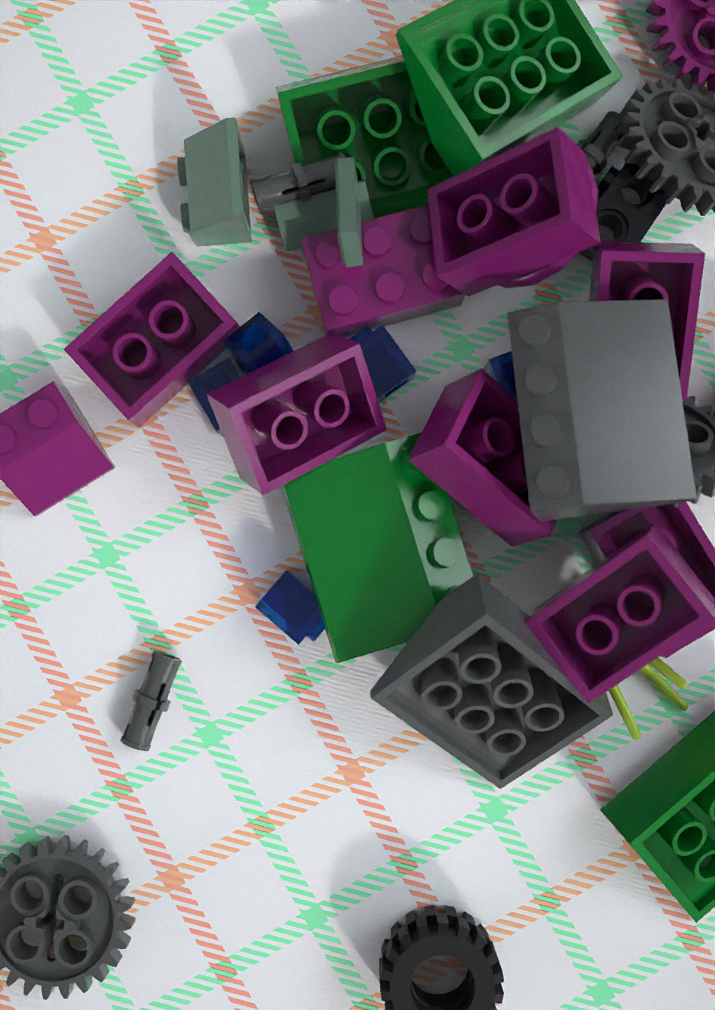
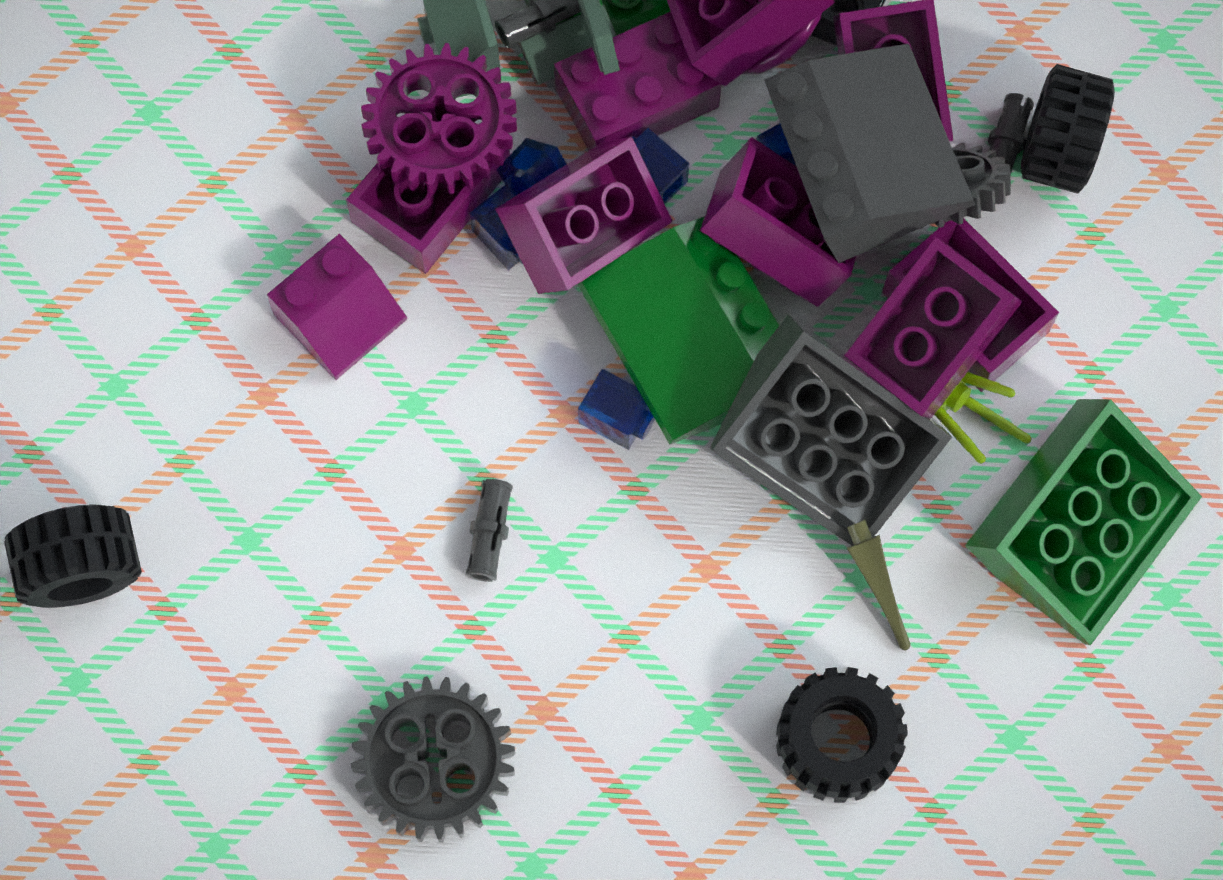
camera: 15 degrees left, 15 degrees down
(182, 243) = (434, 157): none -> magenta gear
(506, 810) = (870, 559): none -> olive piece

